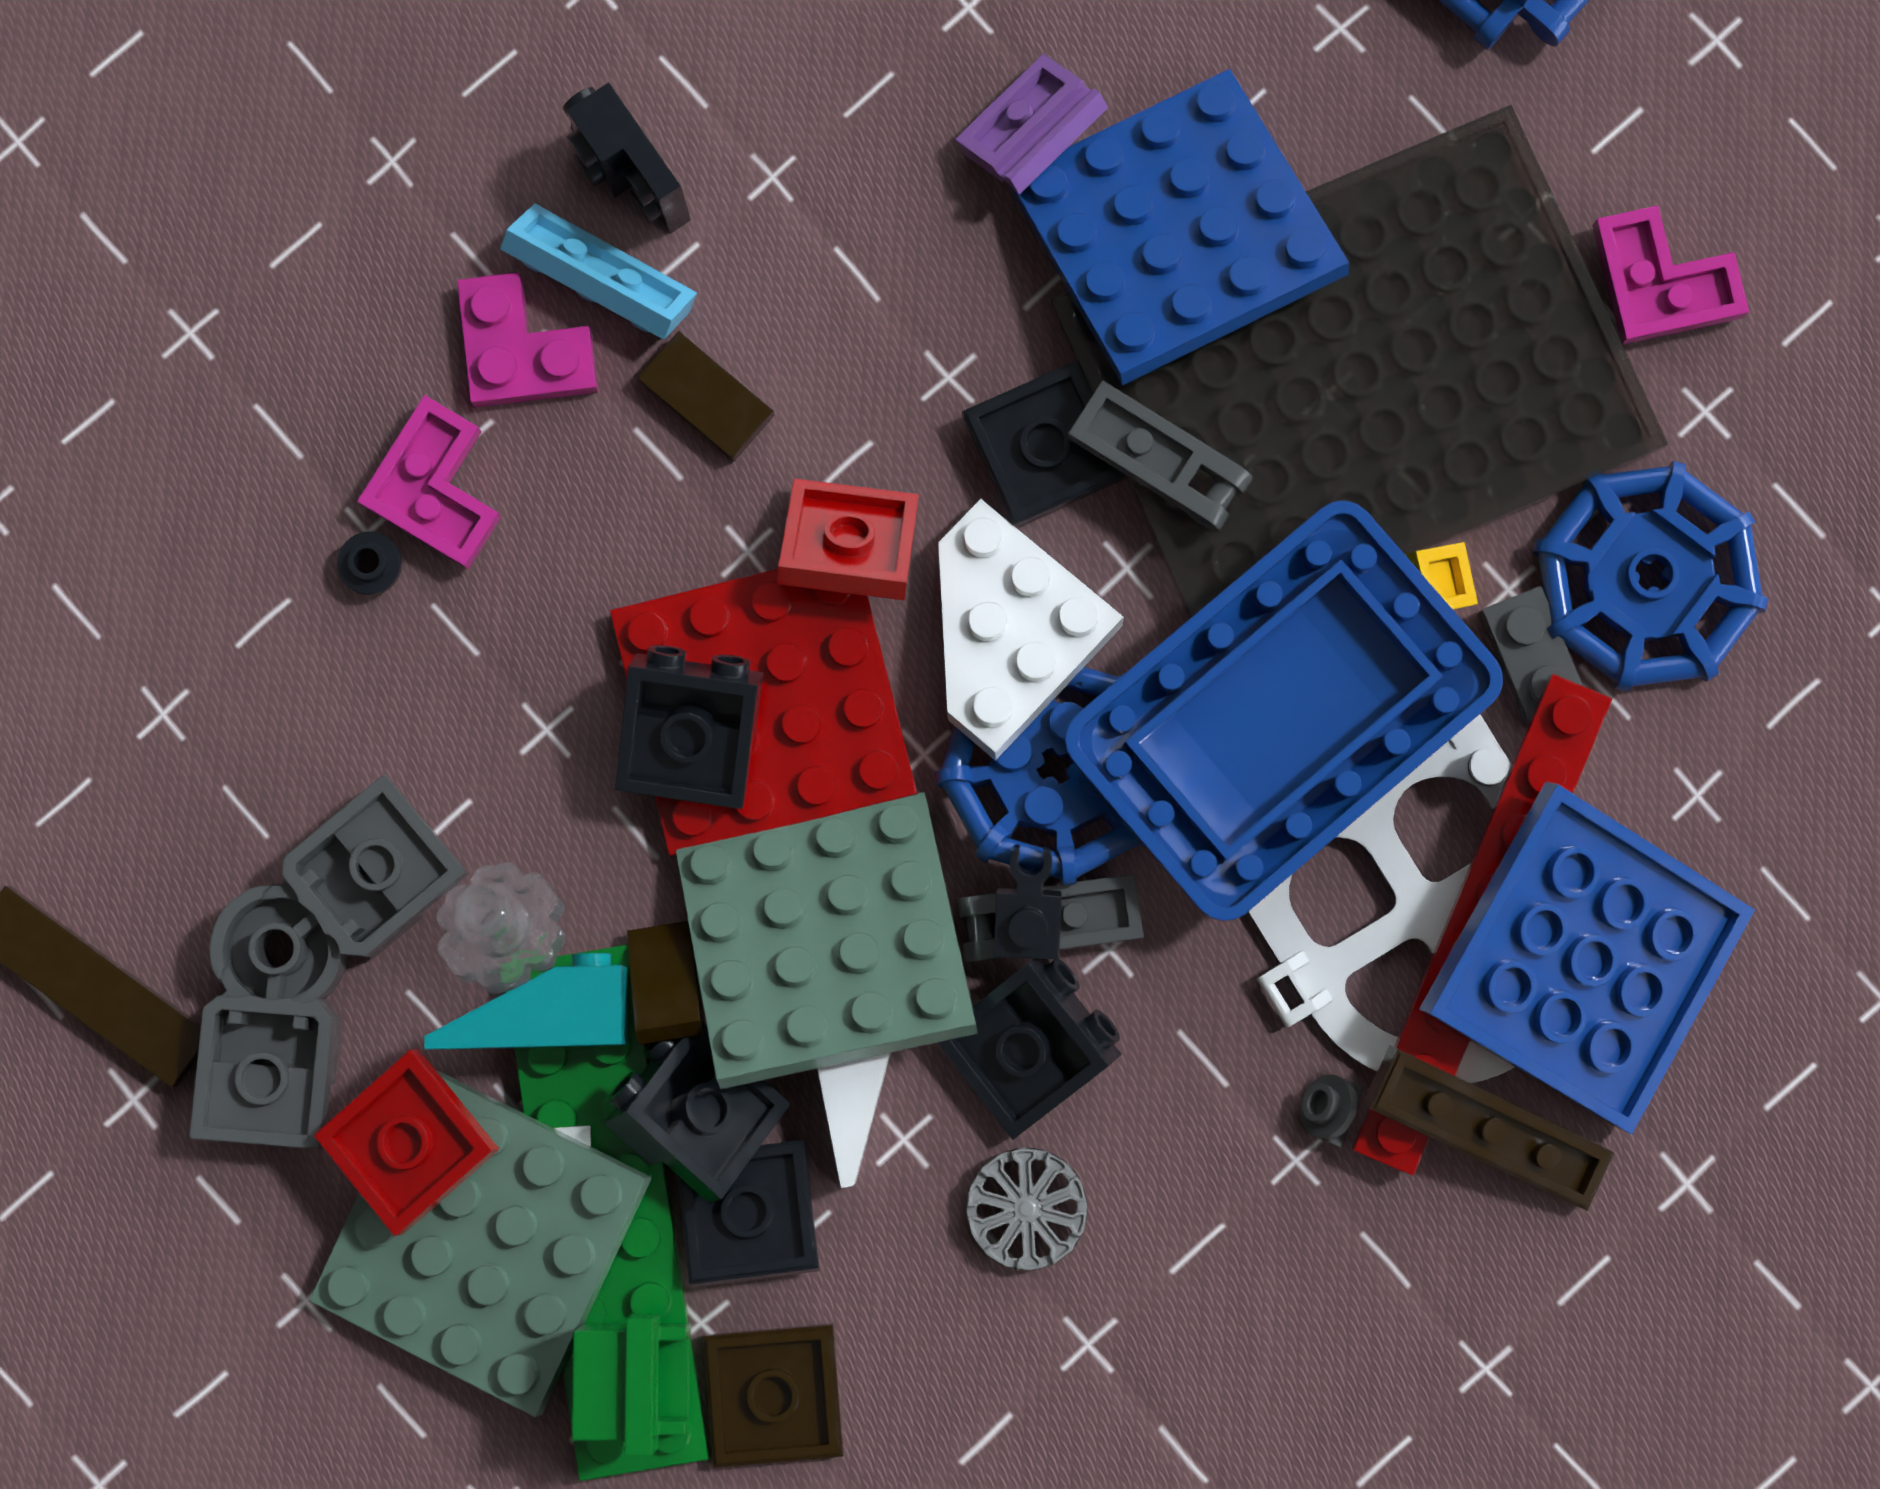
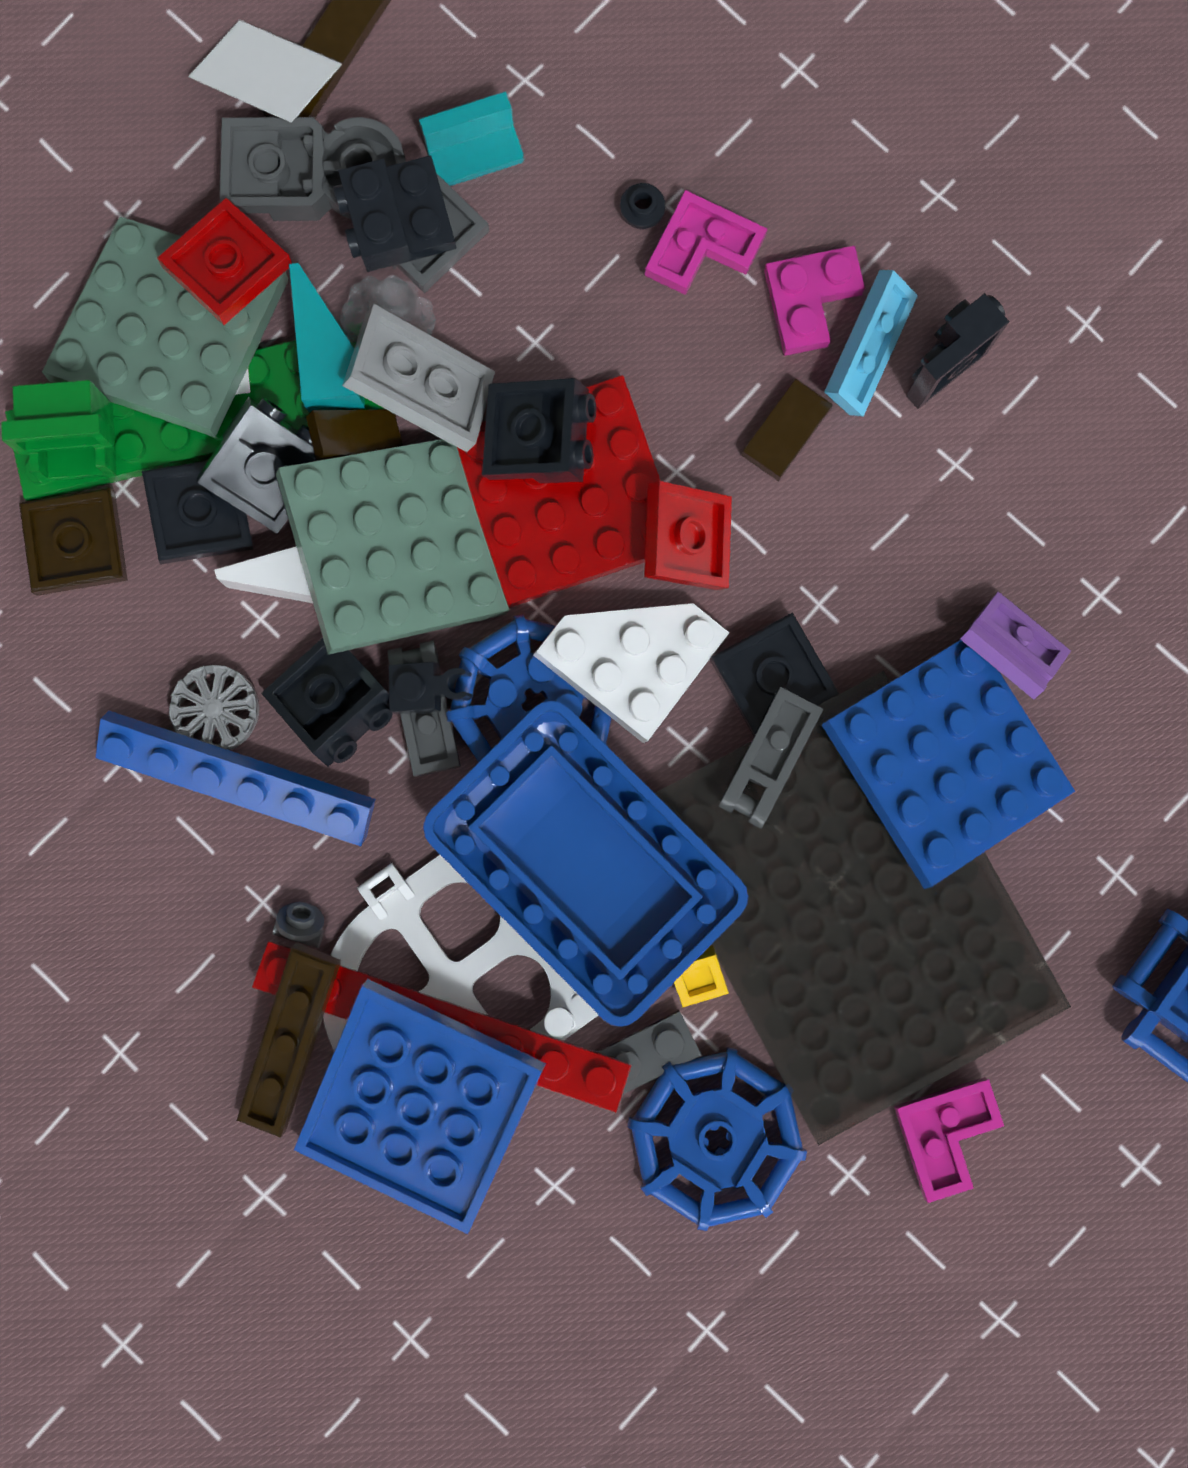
camera: 85 degrees right, 0 degrees up
(118, 1076) = (265, 71): none -> white sticker
(251, 792) = (472, 139): none -> teal panel
(359, 899) = (394, 212): none -> black plate
(600, 882) = (419, 378): none -> light grey plate
(1126, 1185) = (234, 778): none -> blue plate

